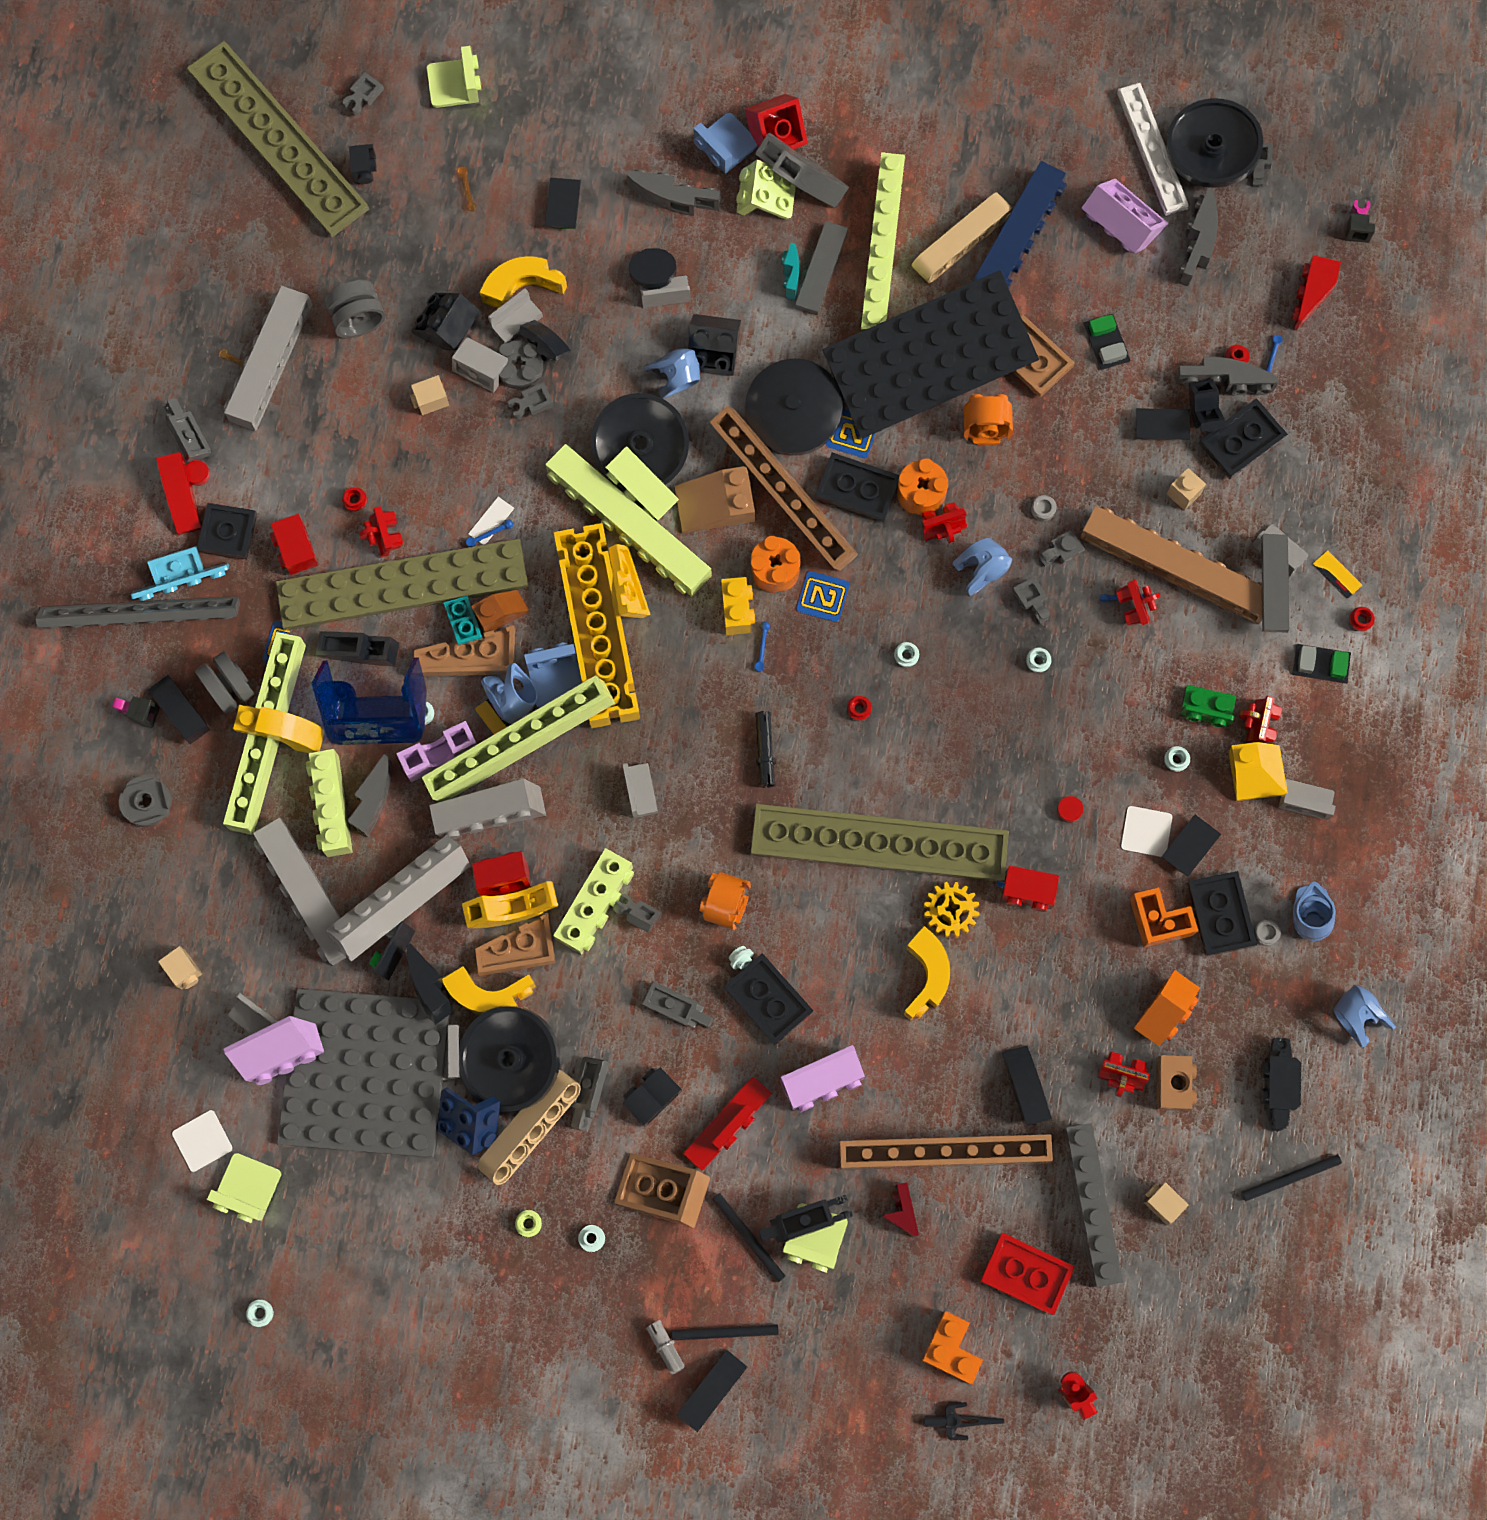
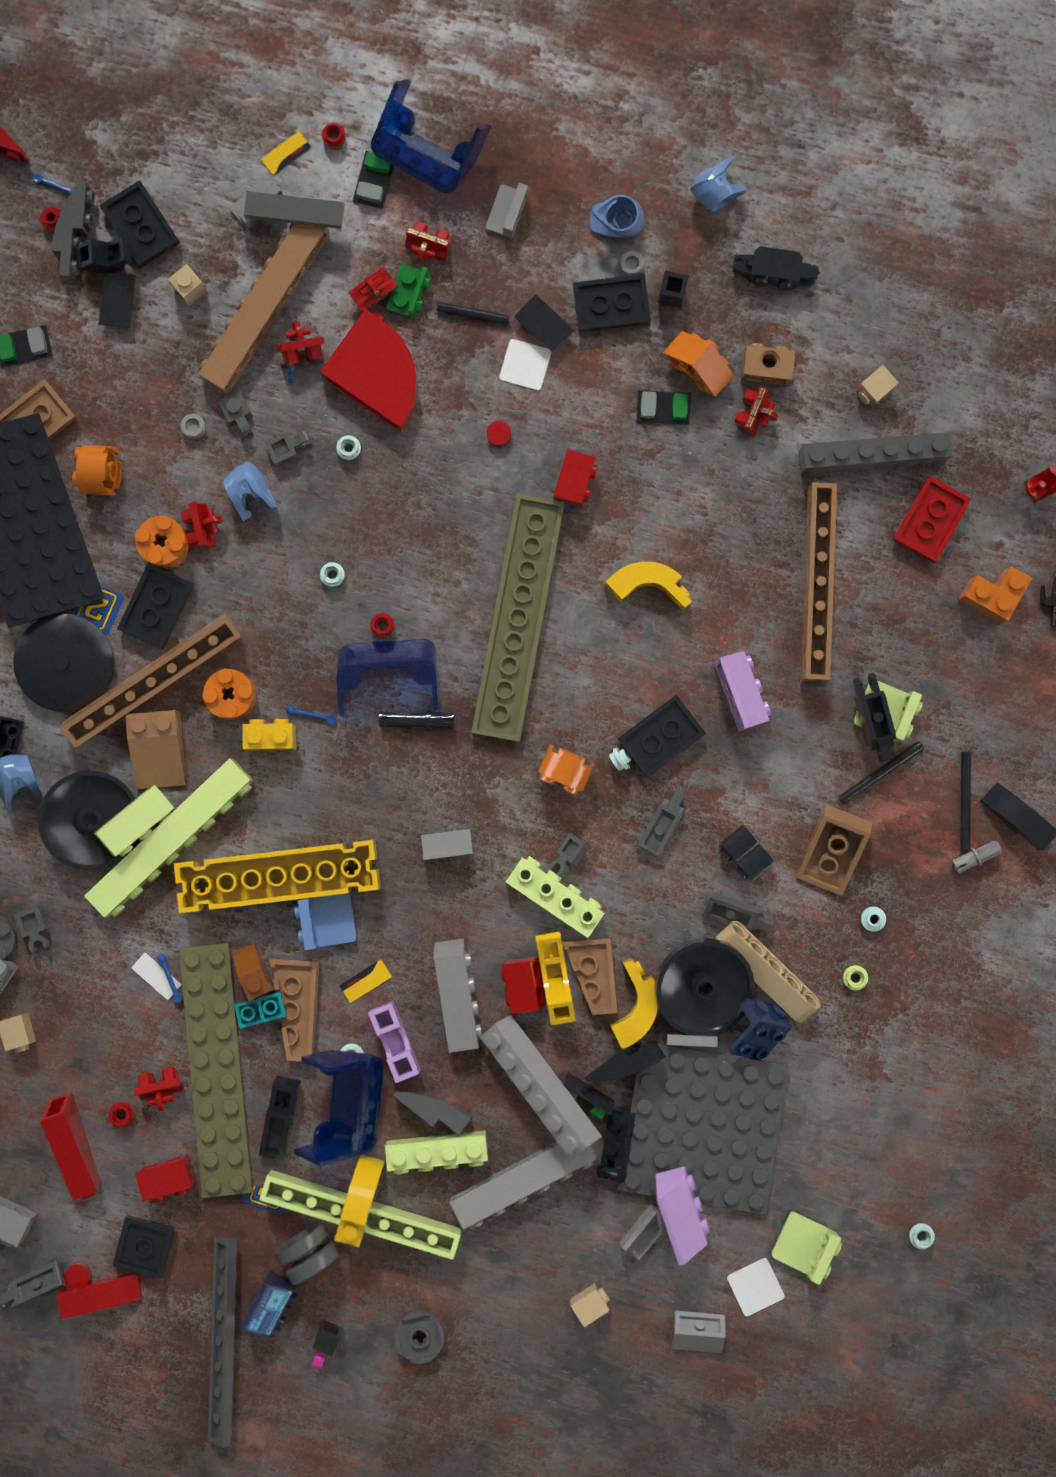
camera: 90 degrees left, 10 degrees up
(155, 1082) = (698, 1332): none -> light grey panel
(173, 651) = (269, 1305): none -> slope
(177, 569) = (182, 1299): medium azure bracket -> none
(179, 709) = (328, 1301): black slope -> none
(321, 453) = (70, 1146): none -> red slope
(342, 983) = (616, 1145): none -> black plate
(508, 702) = (347, 970): medium blue helmet -> none
(518, 739) = (392, 960): yellowish green brick -> none
(627, 584) = (237, 843): yellow wing -> none
(727, 1123) = (775, 781): red bracket -> none
(823, 596) = (264, 651): sticker -> none
(831, 743) = (416, 653): none -> clear blue windscreen
(905, 1218) = (874, 627): dark red slope -> none
(940, 911) = (600, 554): yellow gear -> none
(1026, 1086) = (761, 501): black slope -> none
(1118, 978) = (663, 407): none -> piece
(1121, 680) = (375, 370): none -> red brick
(1156, 924) = (619, 363): orange brick -> none
(1180, 752) = (455, 320): light aqua plate -> none
(1193, 773) = (473, 313): none -> black bar
(1204, 669) = (373, 289): none -> red hips
(1243, 974) = (673, 289): none -> black brick
(1257, 771) = (477, 253): yellow slope -> none
(1292, 1177) = (859, 270): black bar -> none
(1352, 700) = (417, 156): none -> clear blue windscreen

